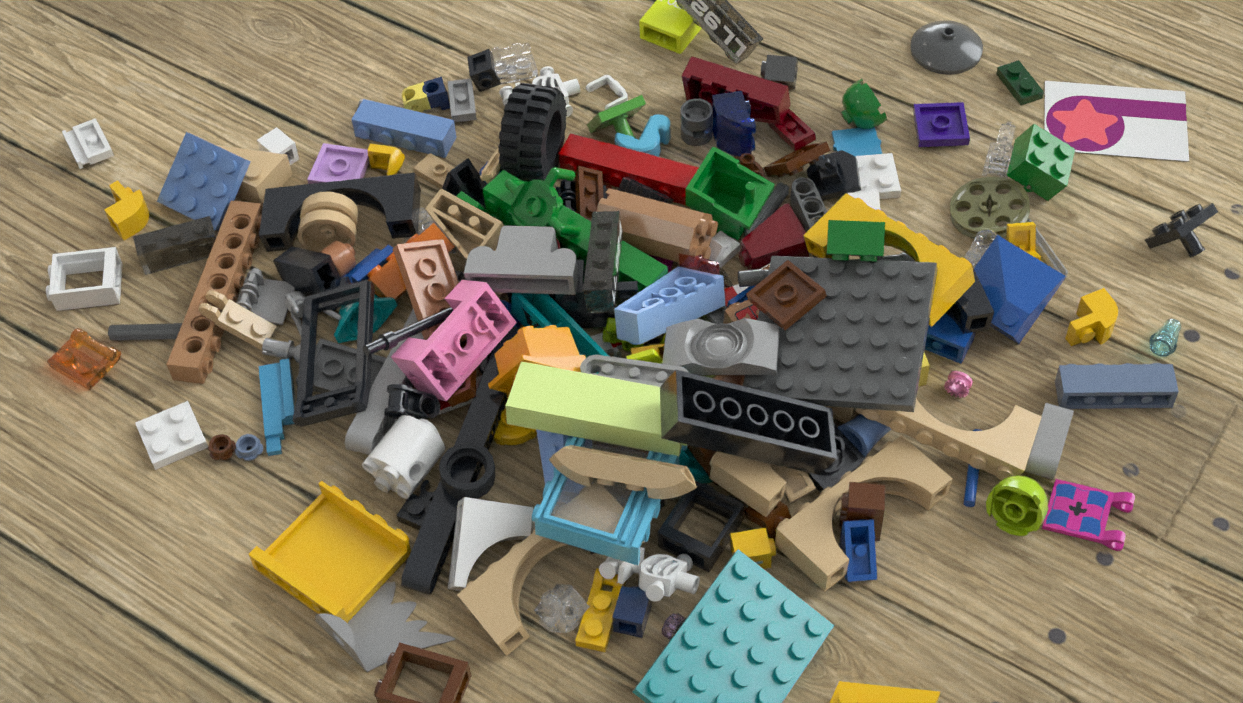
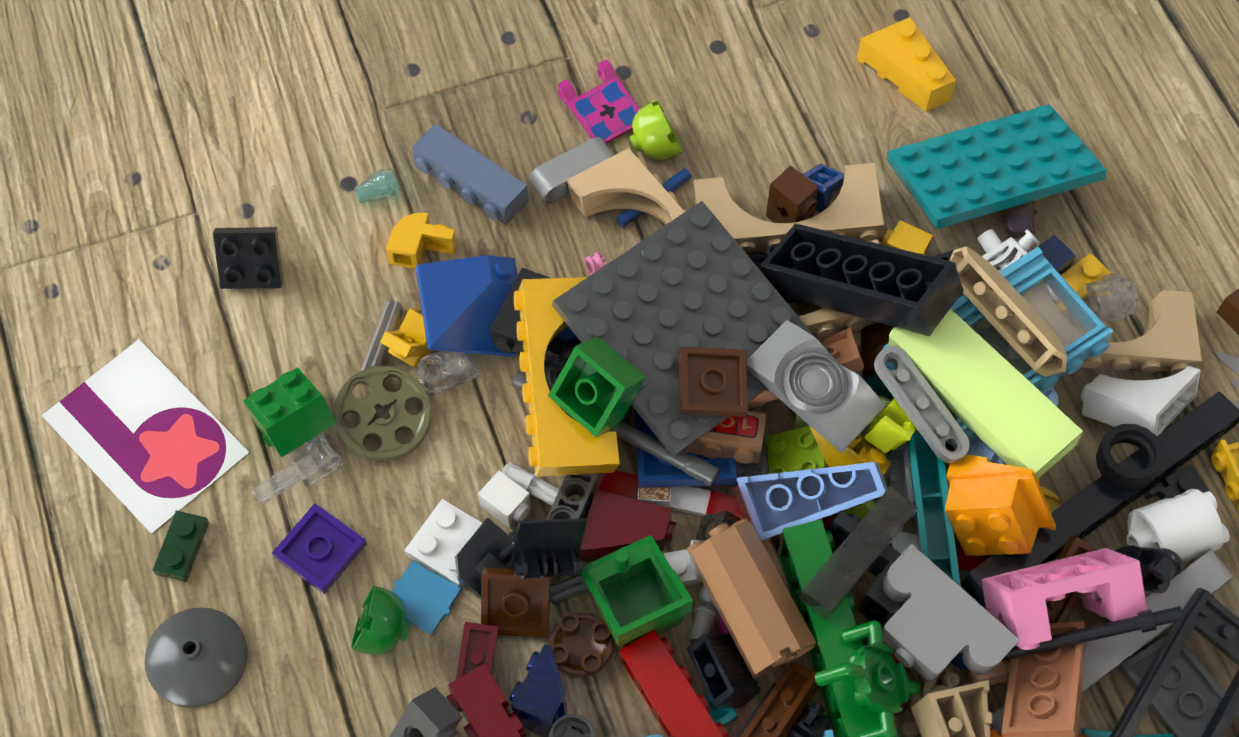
camera: 145 degrees left, 10 degrees up
(789, 170) = (547, 546): none -> black hinge

